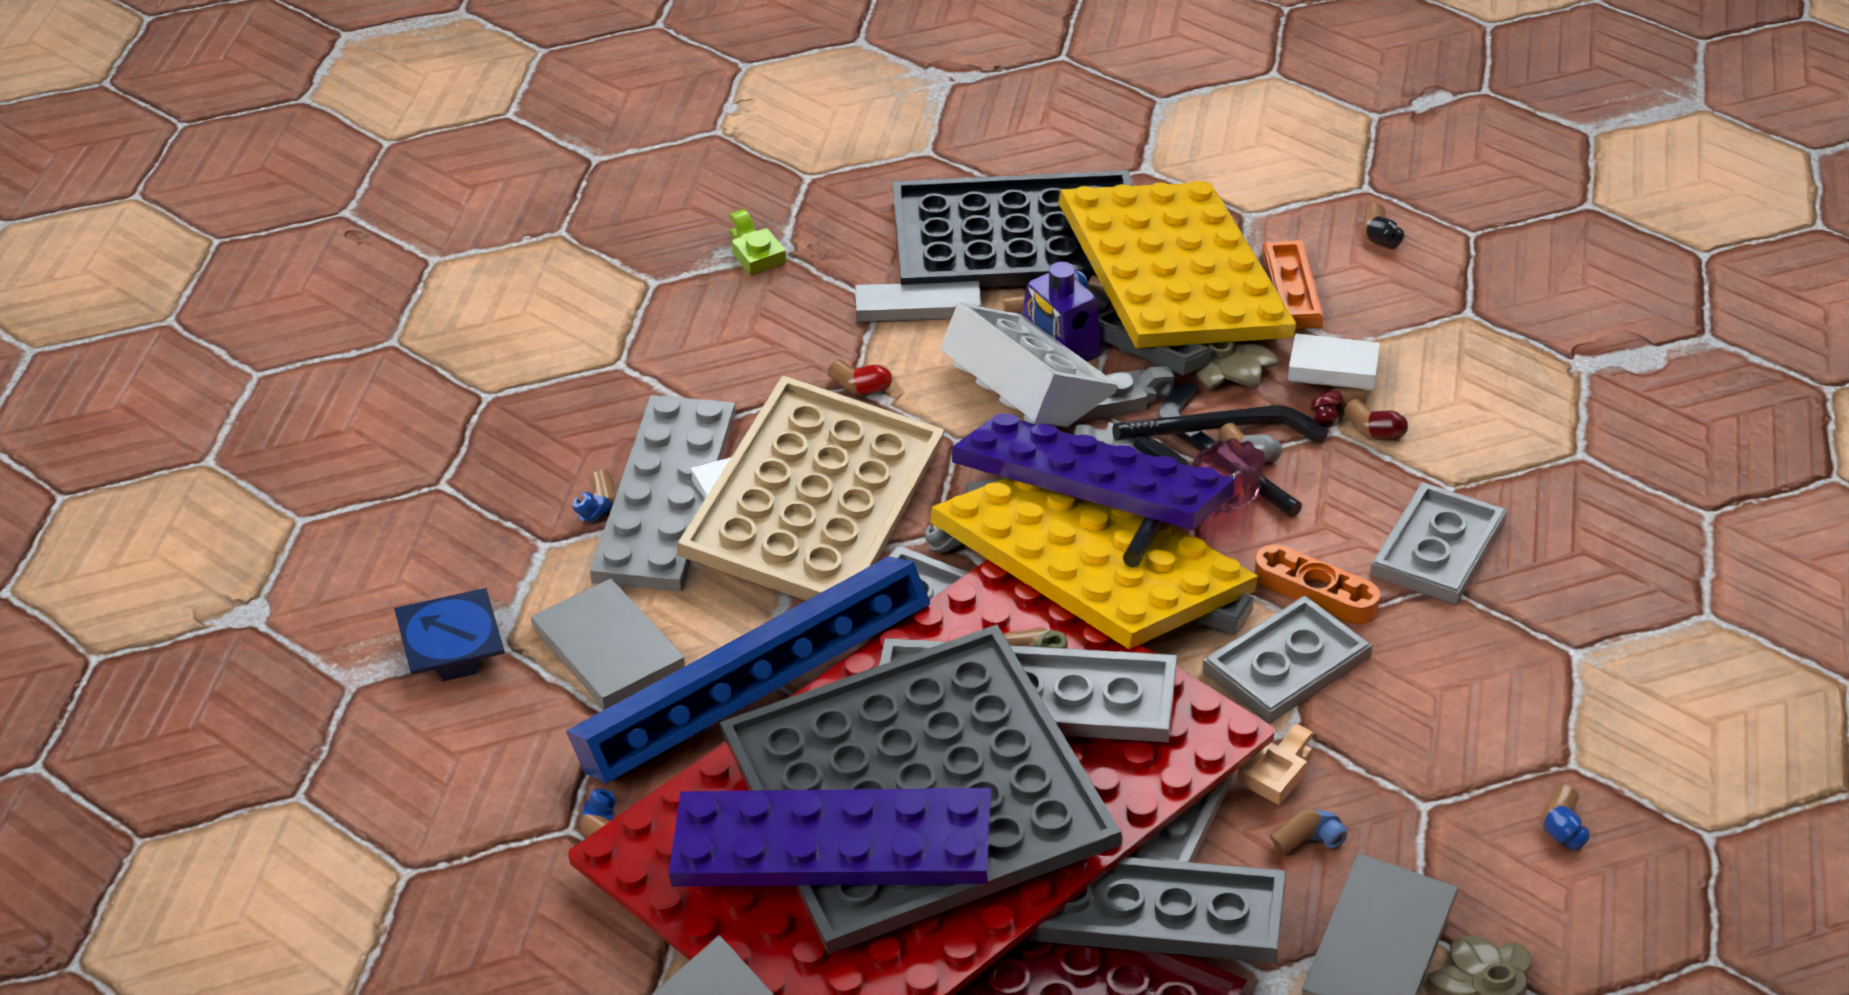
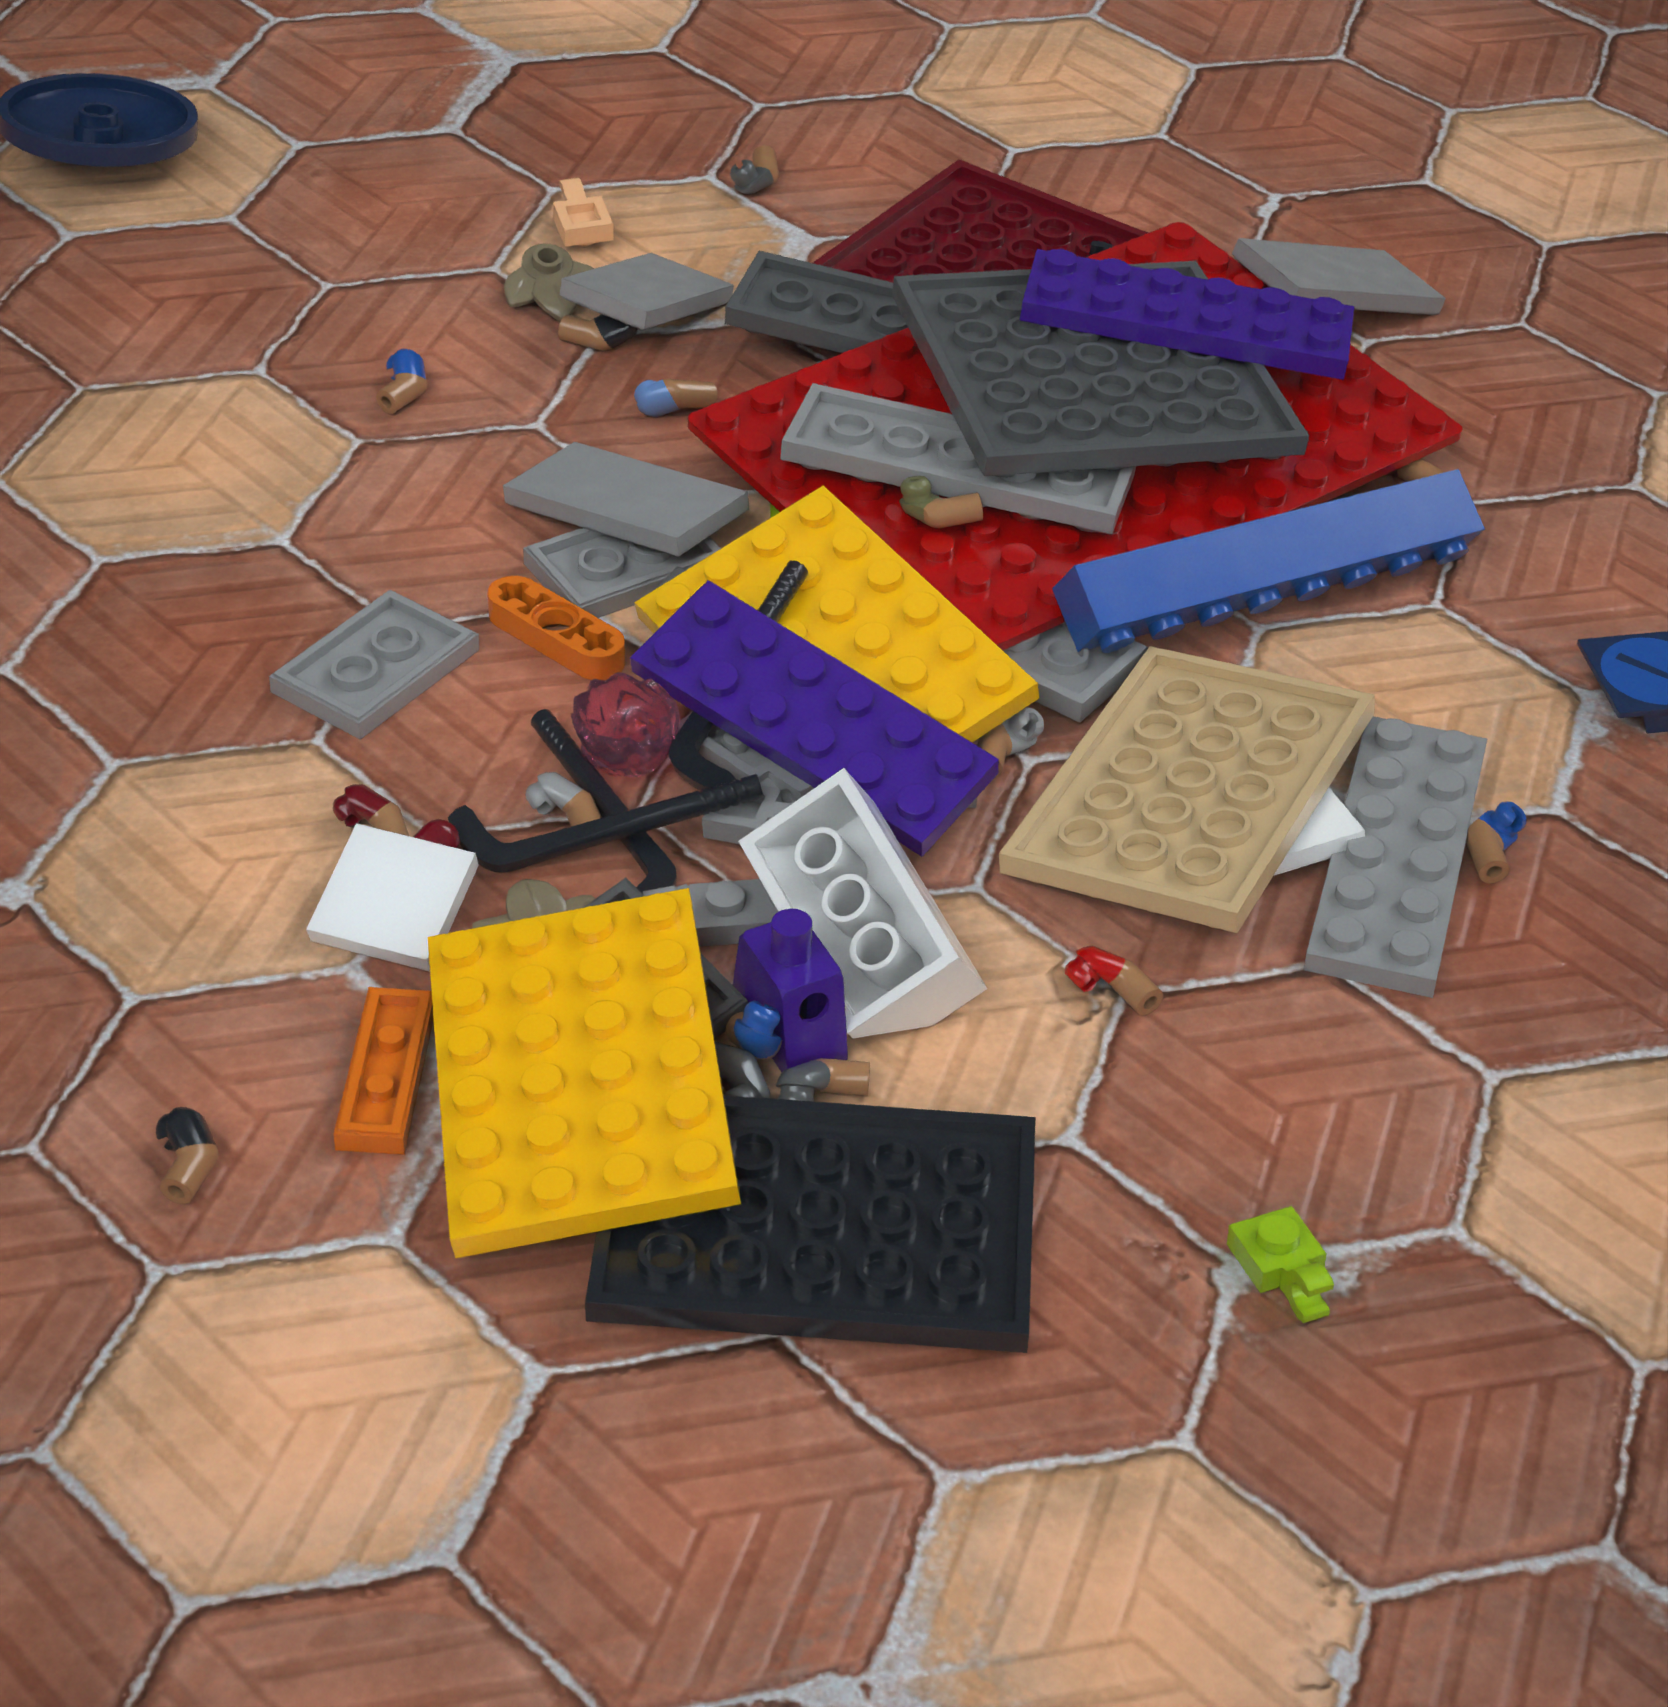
camera: 175 degrees left, 0 degrees up
(607, 643) = (1452, 665): light grey tile -> none
(913, 301) = (1065, 1112): tile -> none
(1278, 768) = (676, 446): light nougat plate -> none
(1307, 687) = (626, 498): none -> light grey tile

